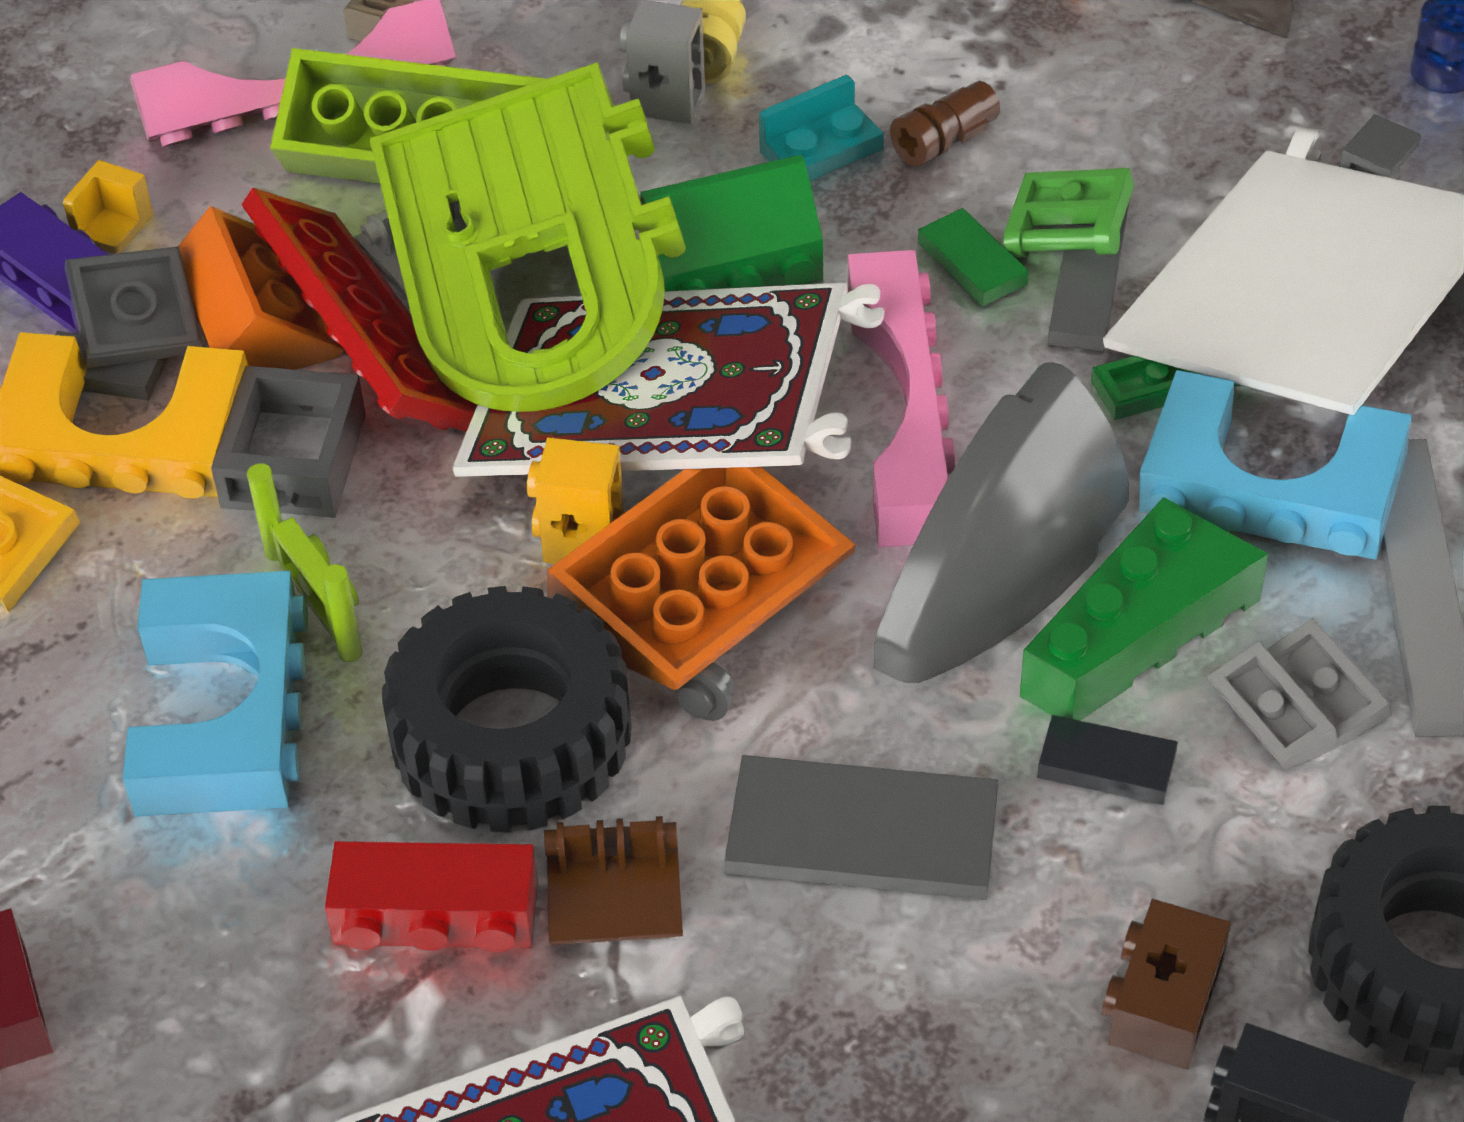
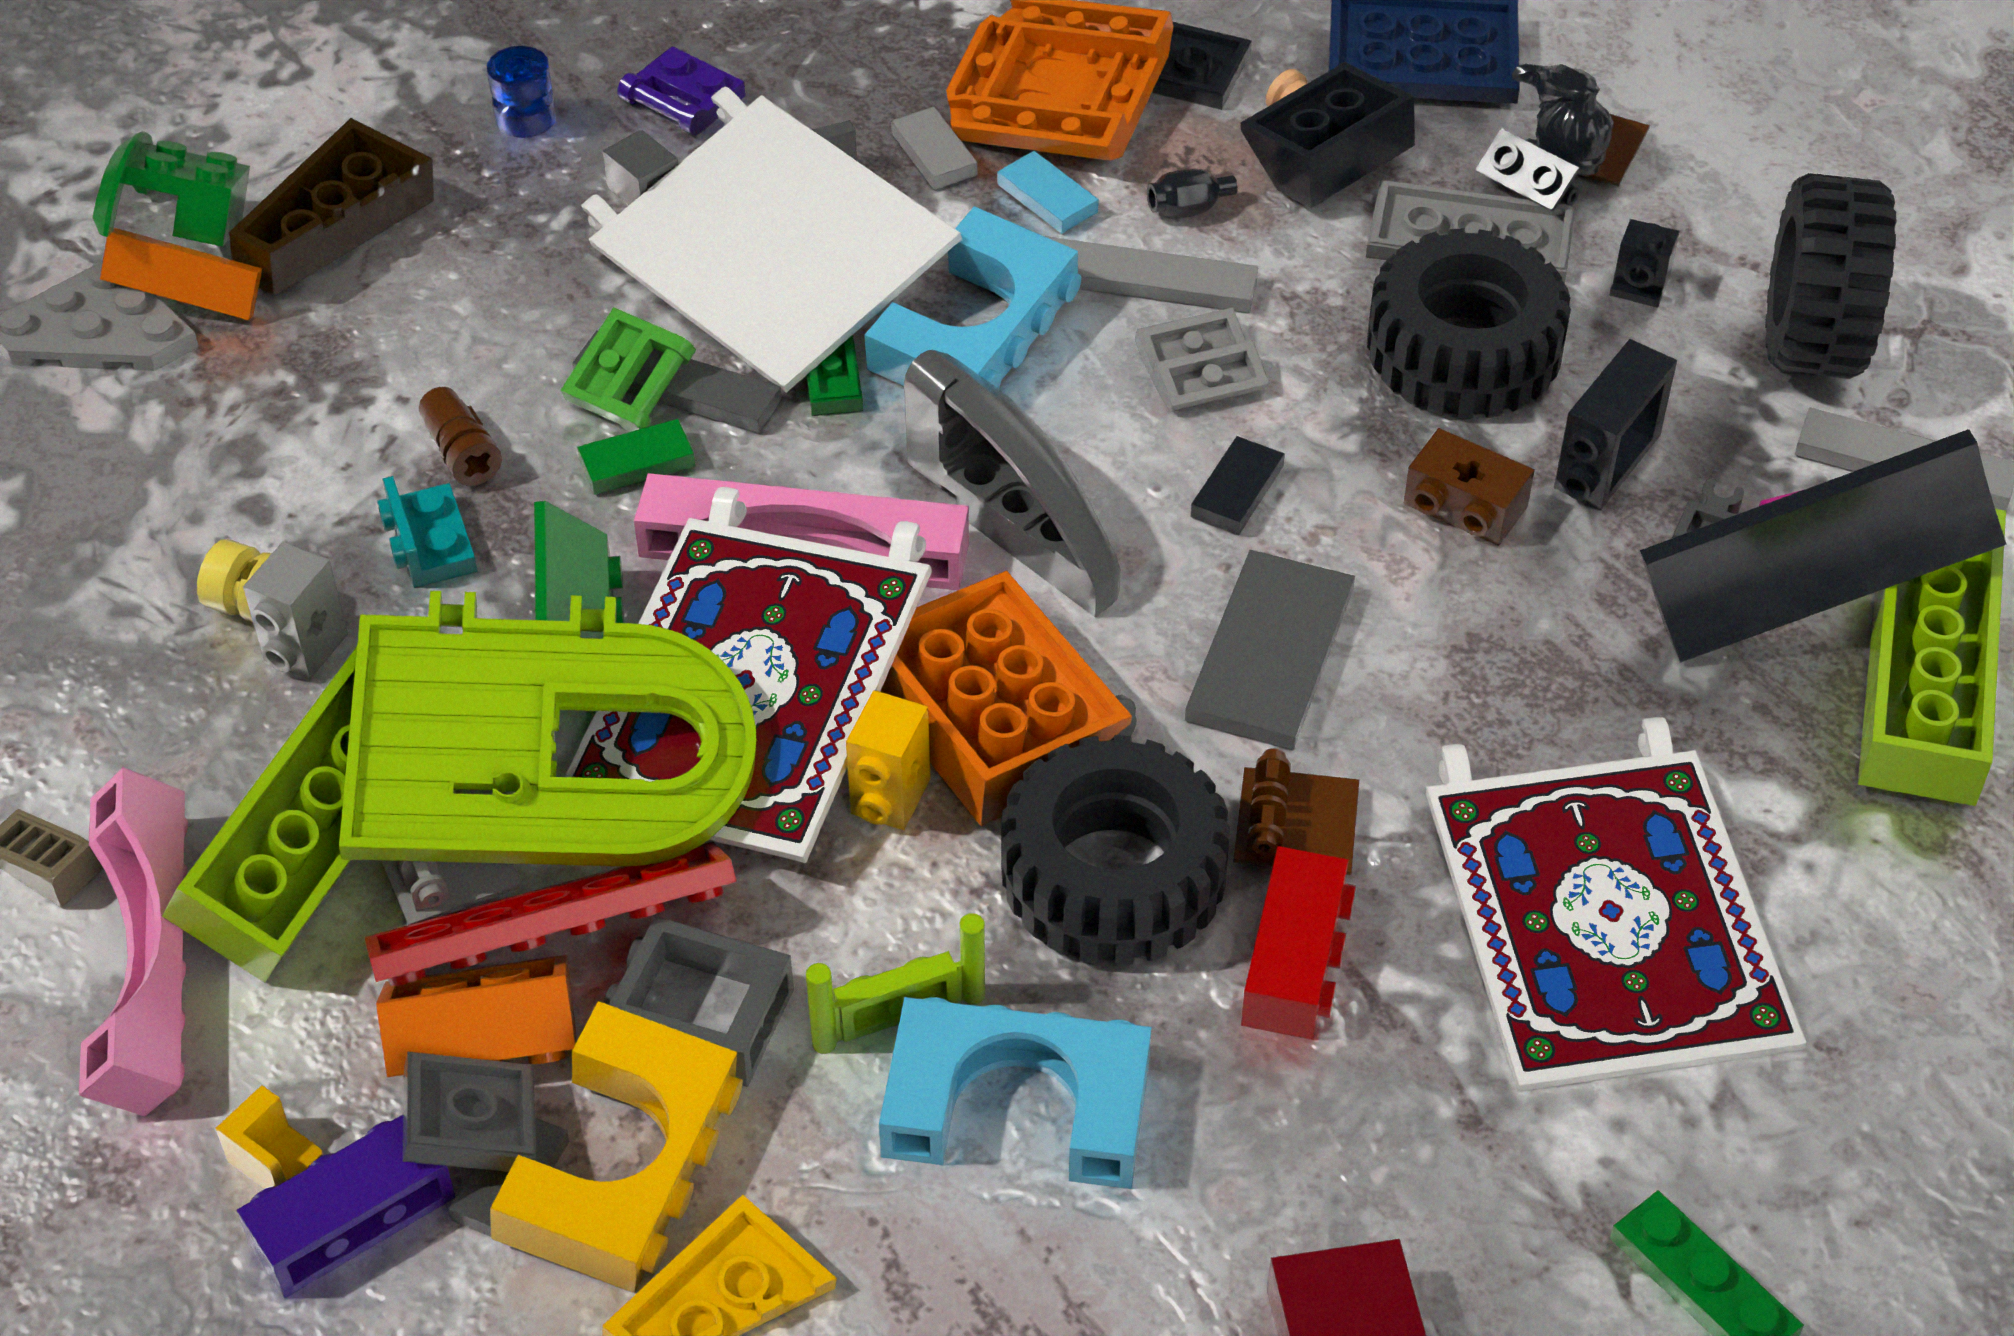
camera: 80 degrees left, 0 degrees up
(1138, 608) = (1105, 426): green wedge -> none

